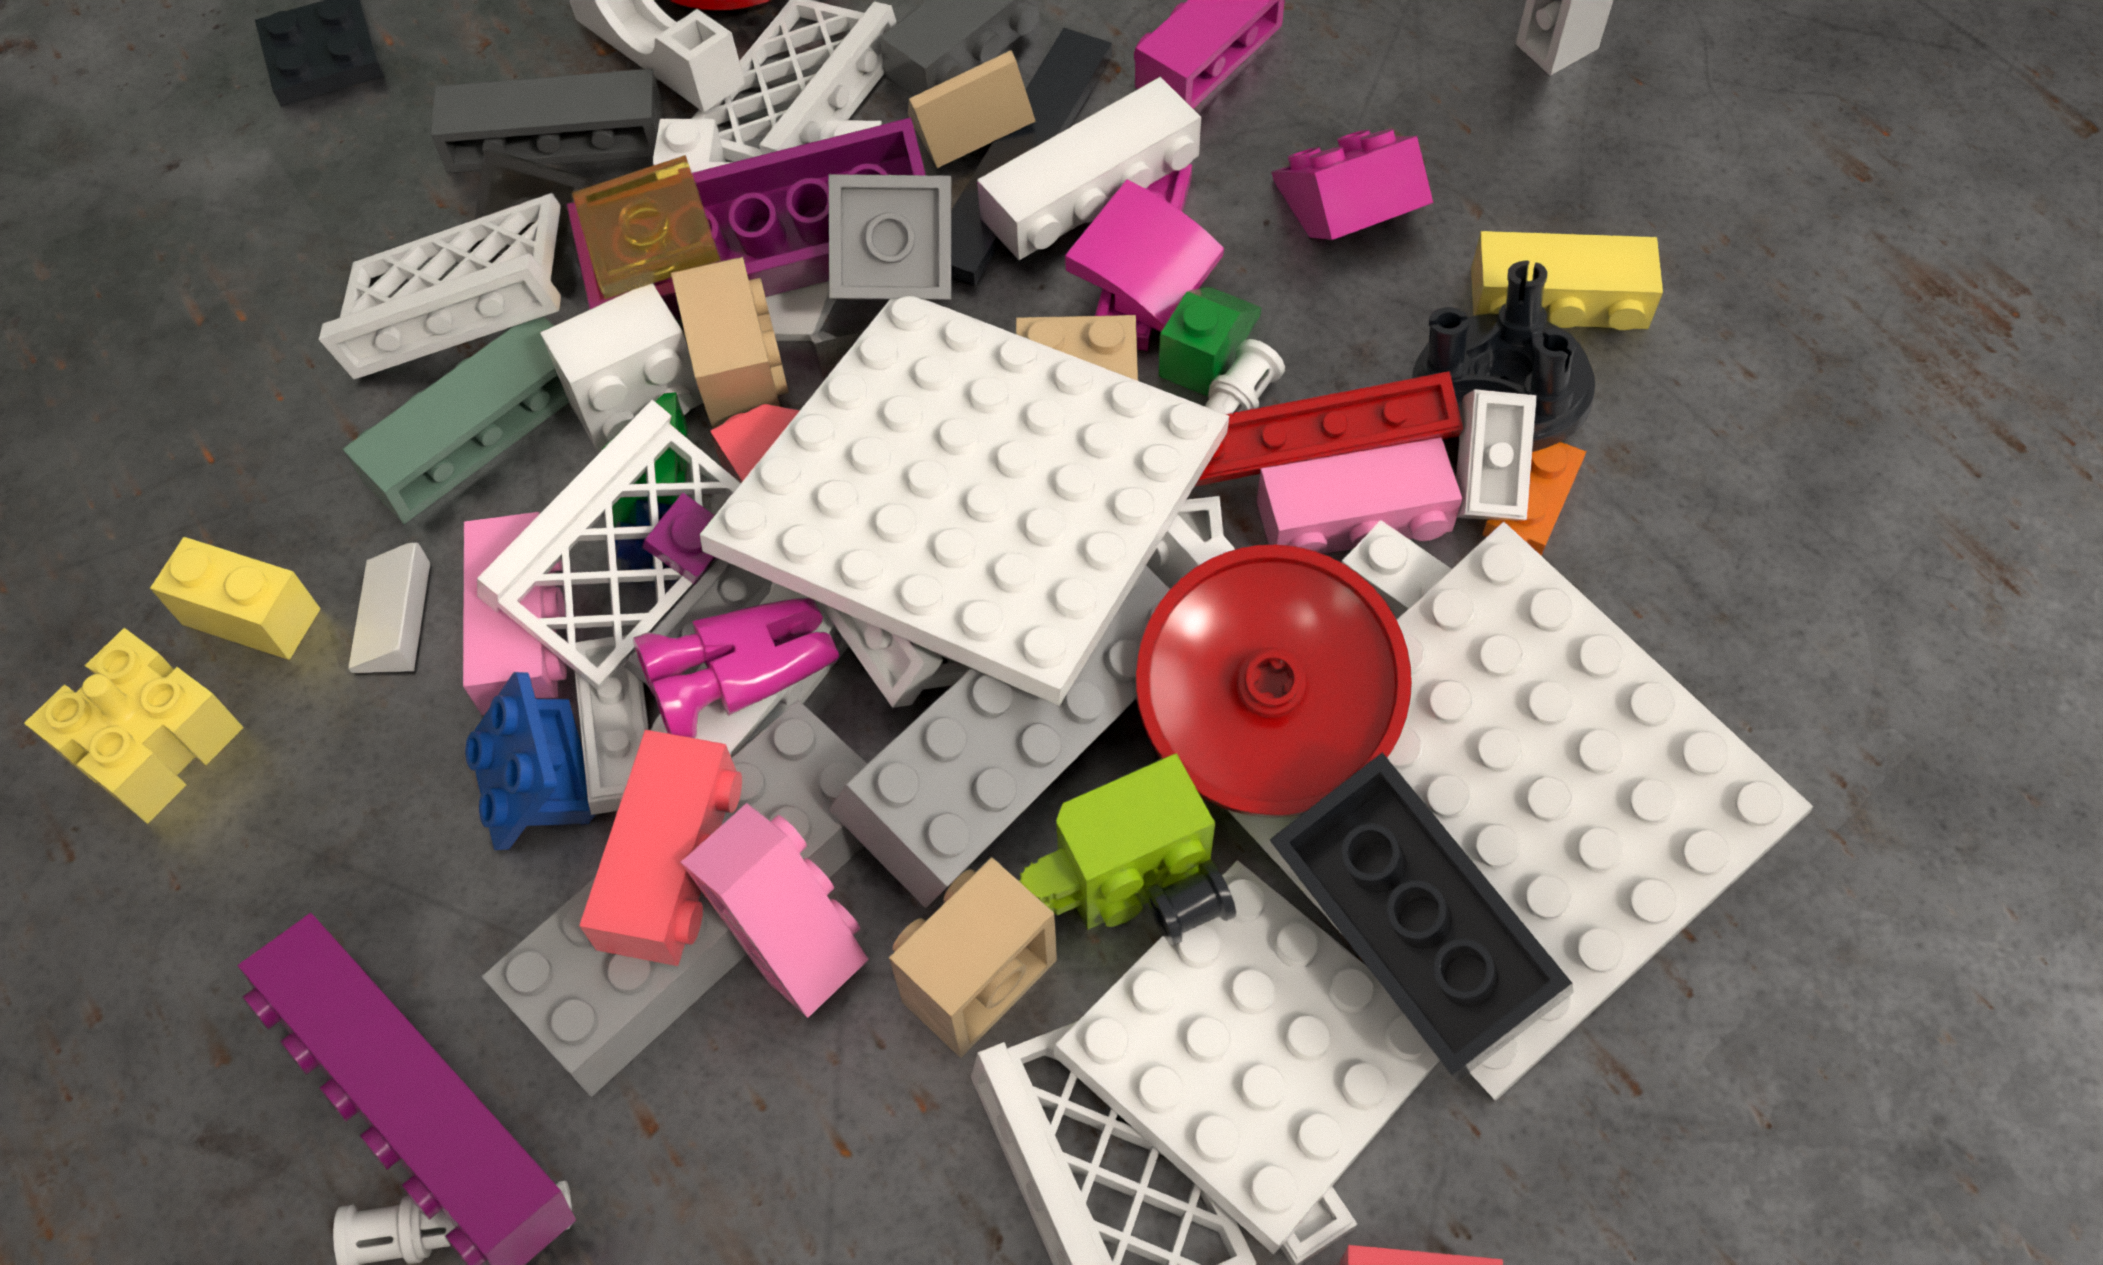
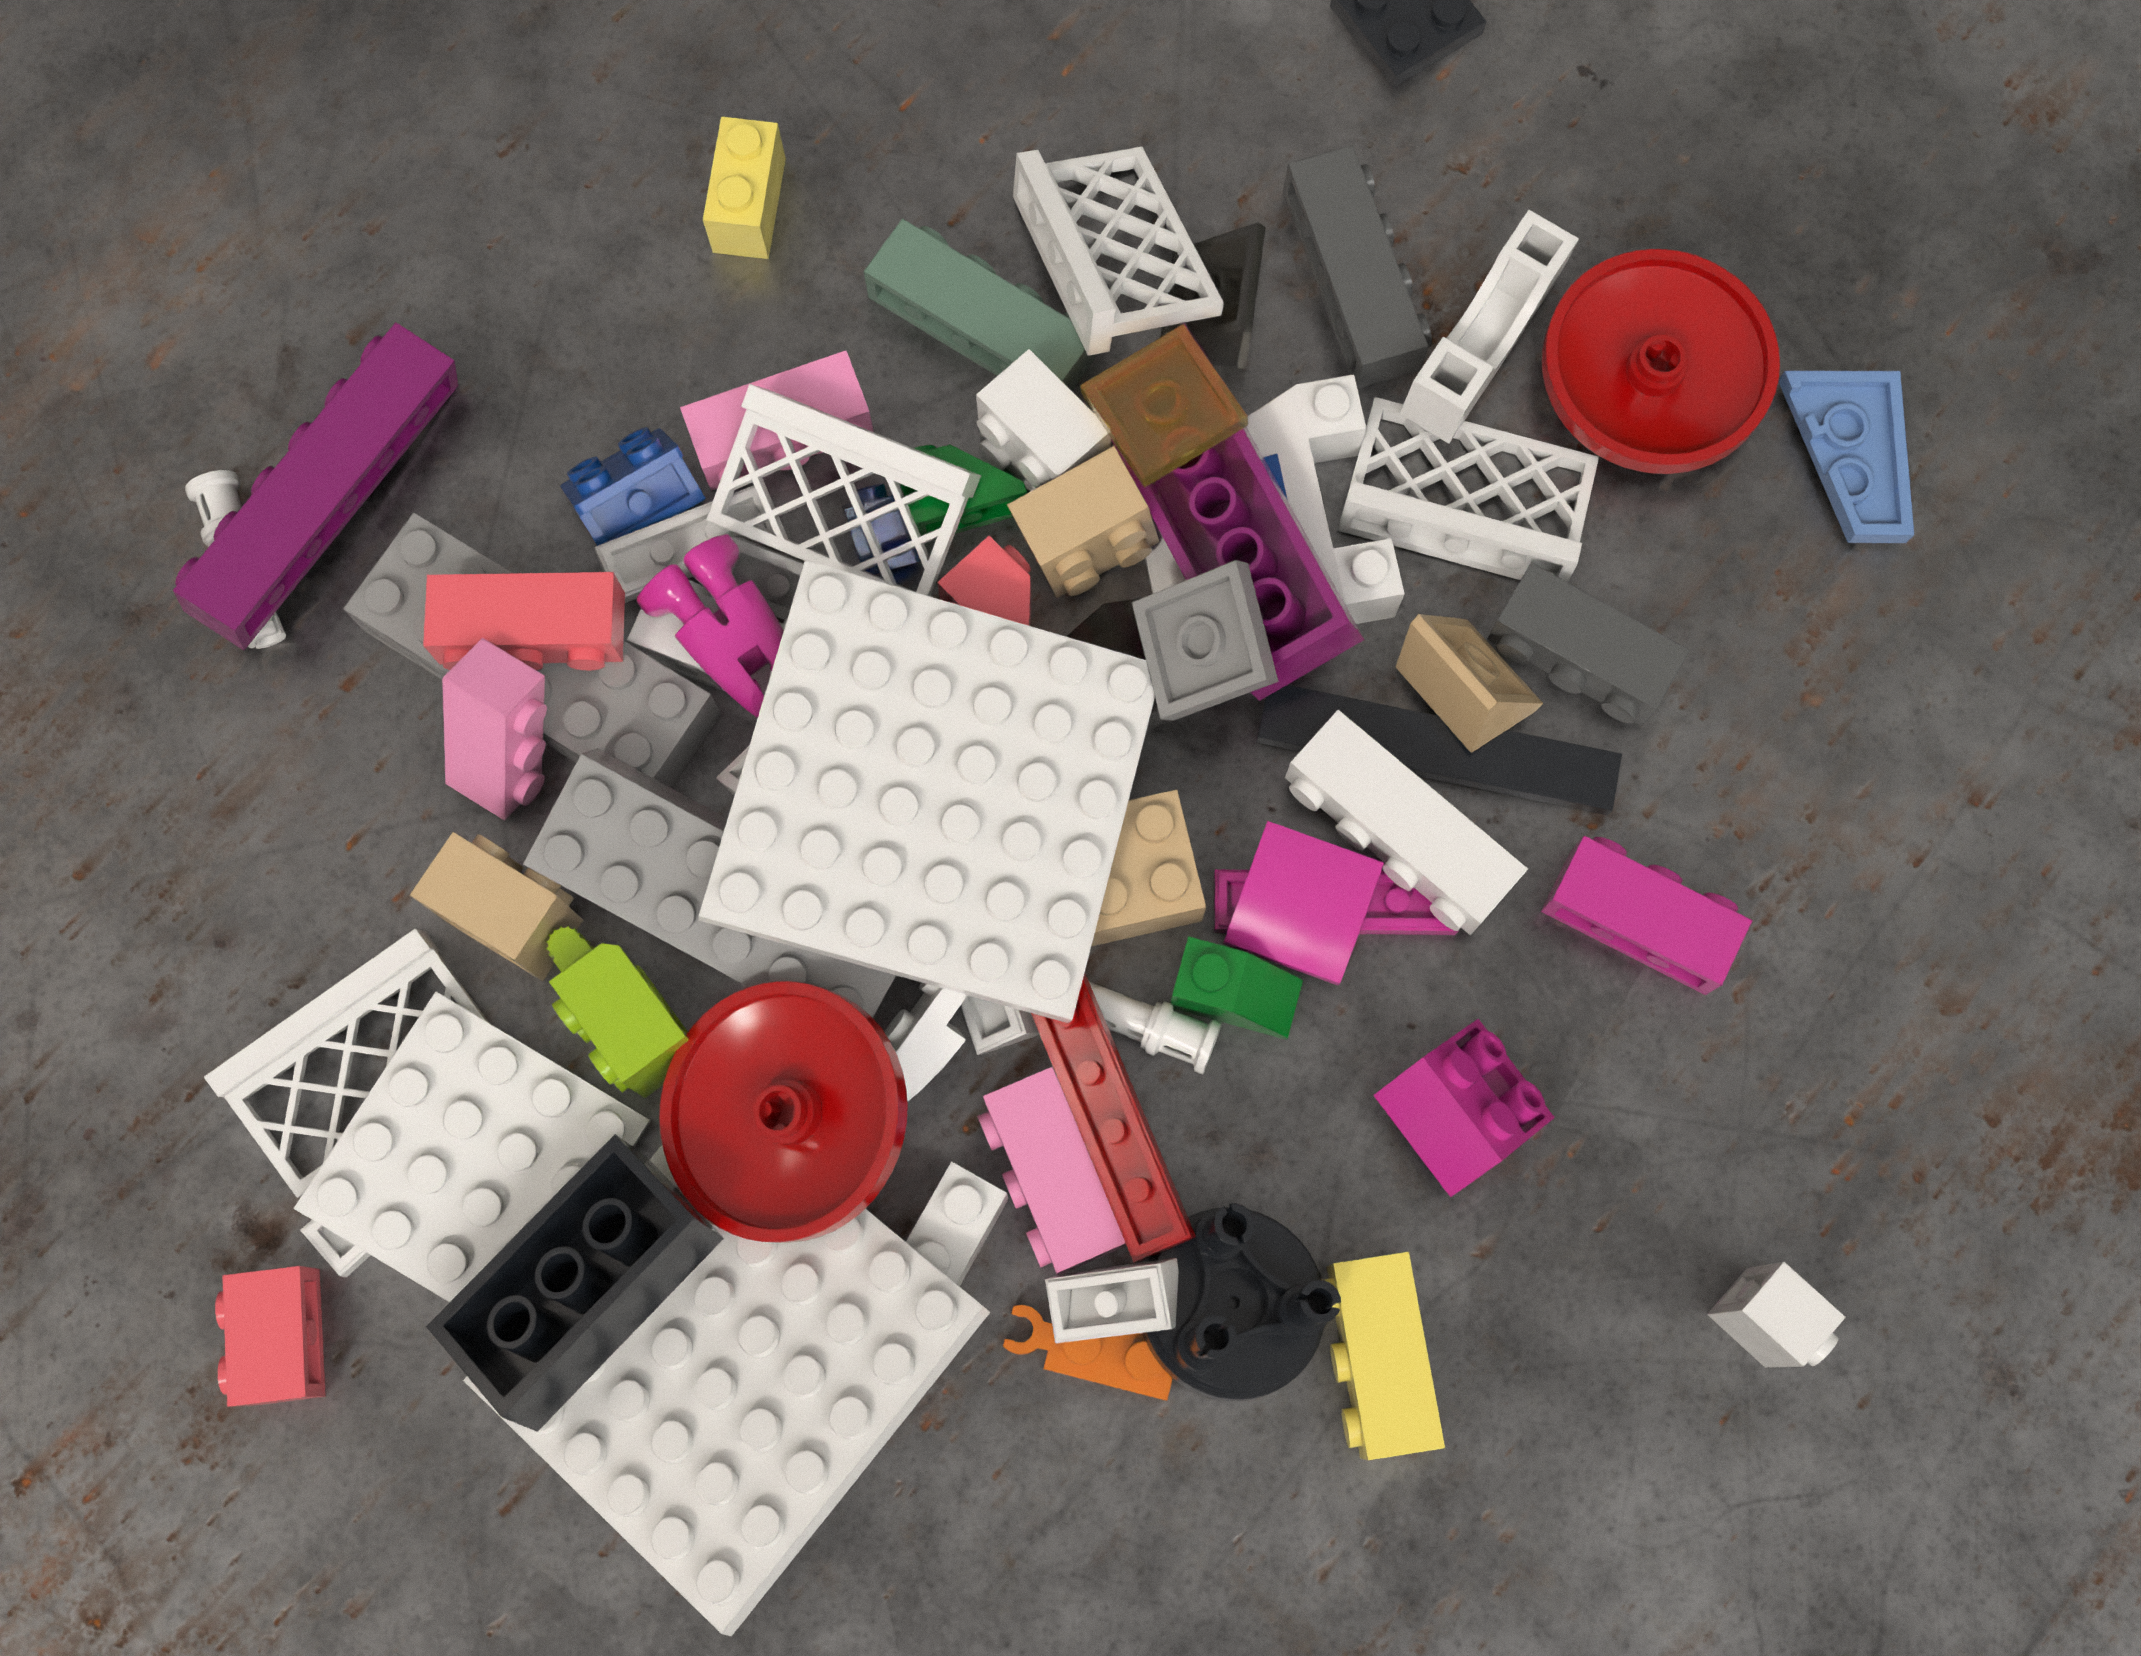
camera: 75 degrees right, 15 degrees up
(135, 725) = (609, 156): light yellow brick -> none
(390, 611) = (768, 319): white slope -> none
(678, 539) = (857, 547): magenta plate -> none
(1190, 902) = (572, 1080): black bush -> none

